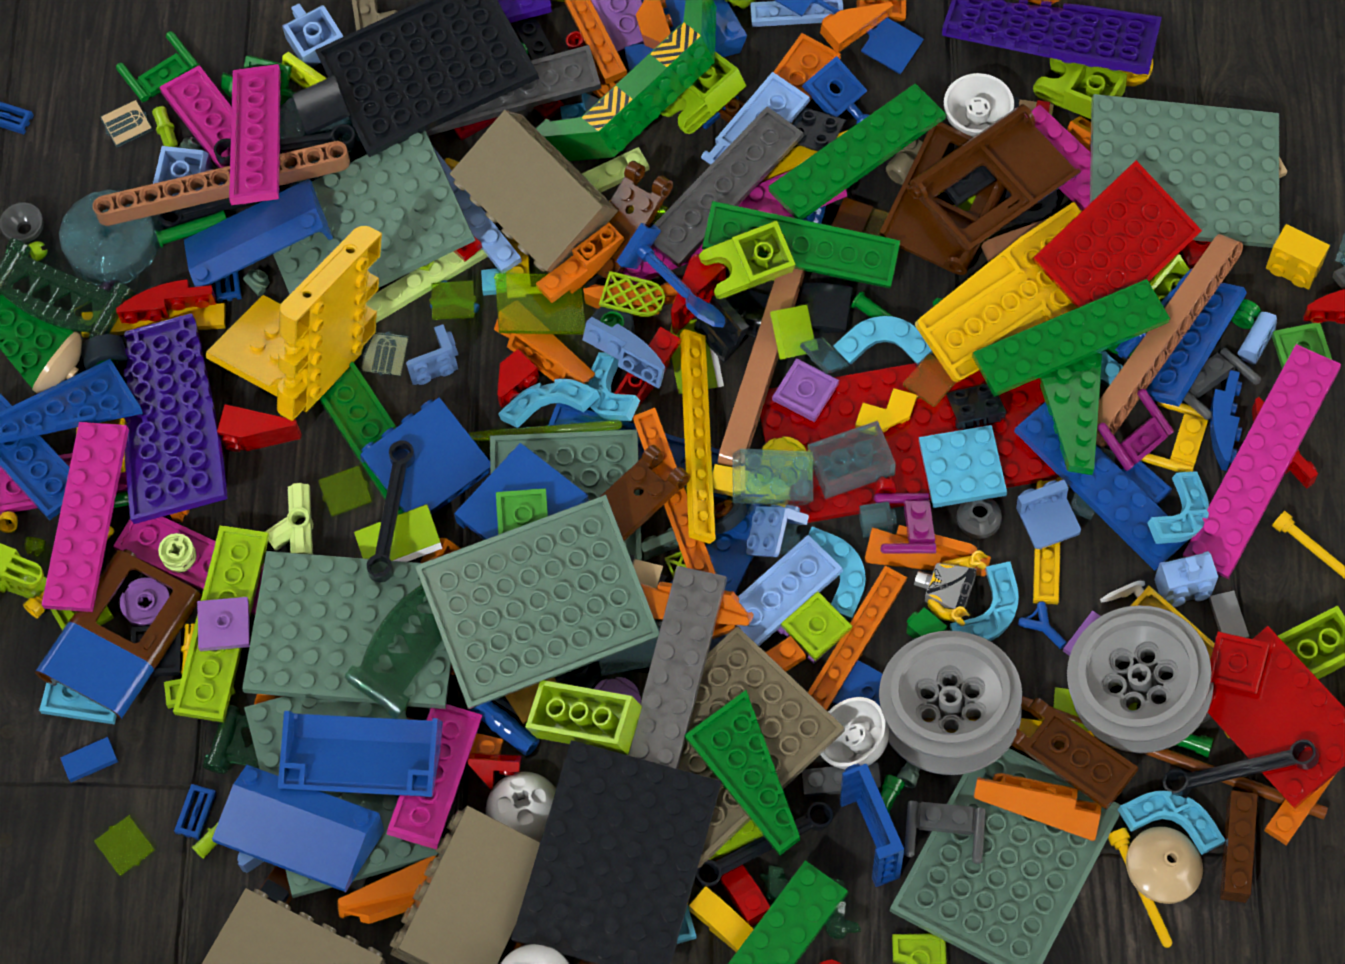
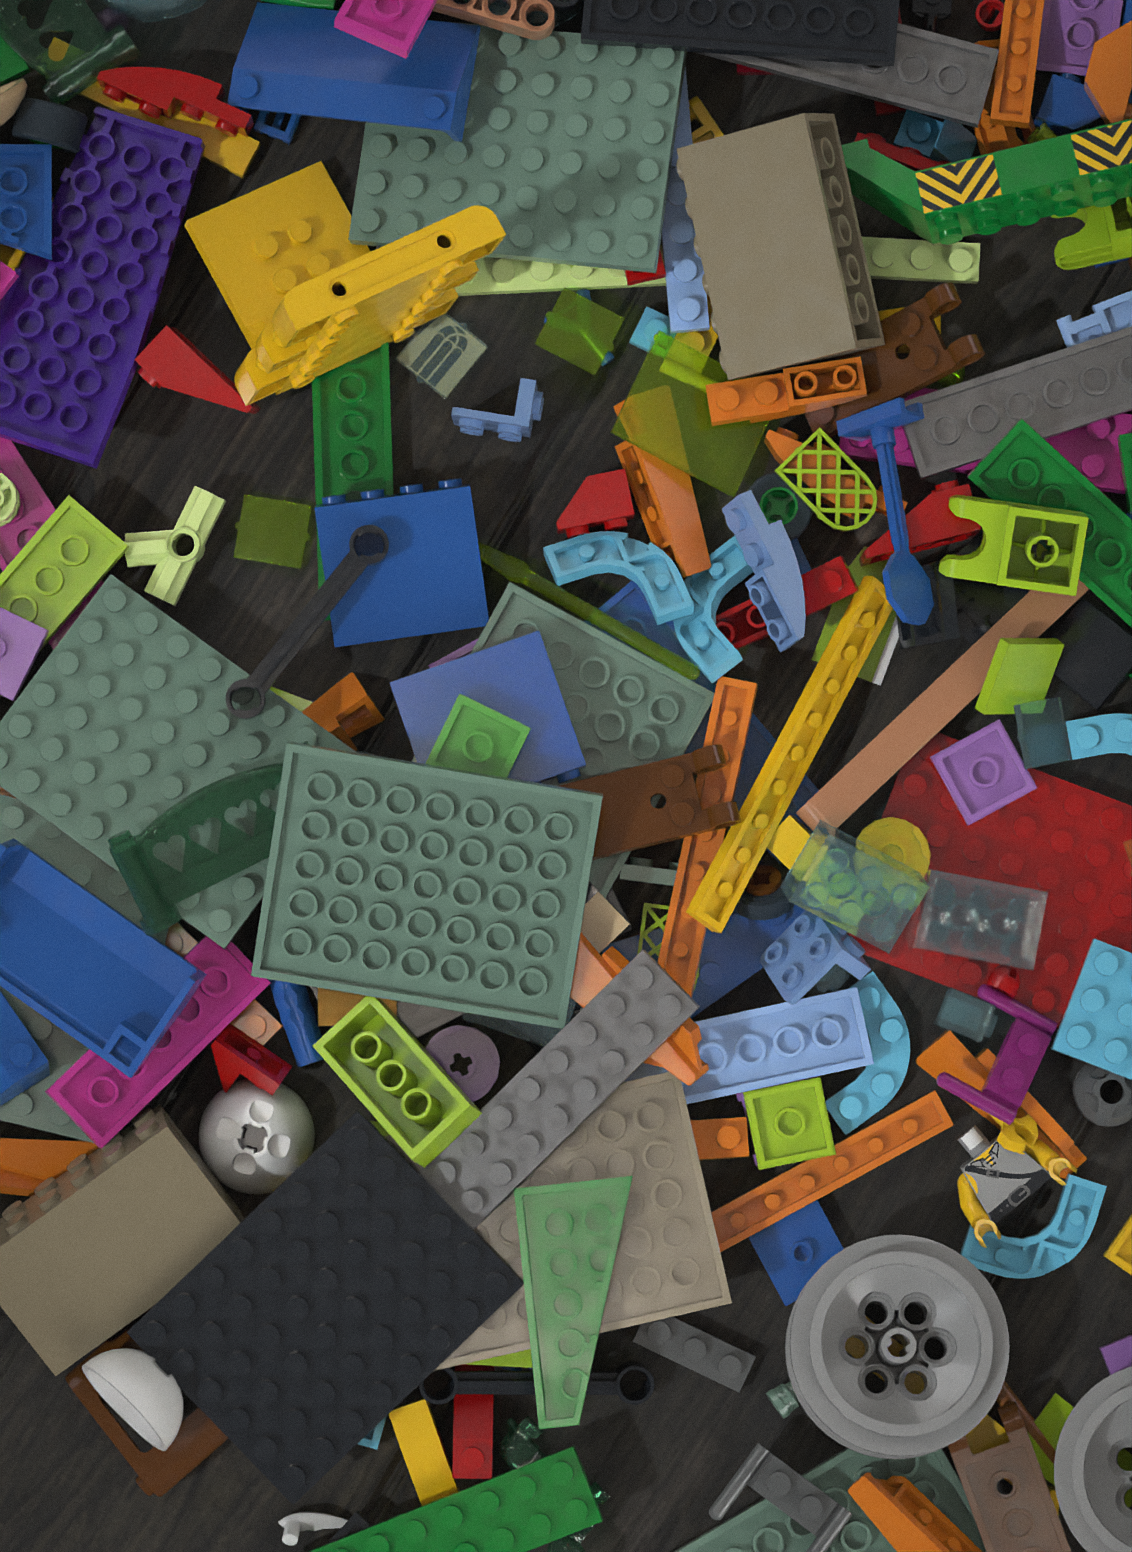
camera: 25 degrees right, 20 degrees up
(257, 281) = (325, 134): sand green plate -> none
(413, 536) = (323, 667): lime sticker -> none
(860, 787) = (681, 1521): blue panel -> none
(864, 733) = (755, 1287): white piece -> none
(891, 788) = (743, 1408): green pin -> none
(897, 411) = (1091, 880): yellow tile -> none
(923, 623) = (934, 1211): green brick -> none
(941, 558) = (1008, 1135): none -> yellow bar
(1042, 625) = (1095, 1297): blue piece -> none

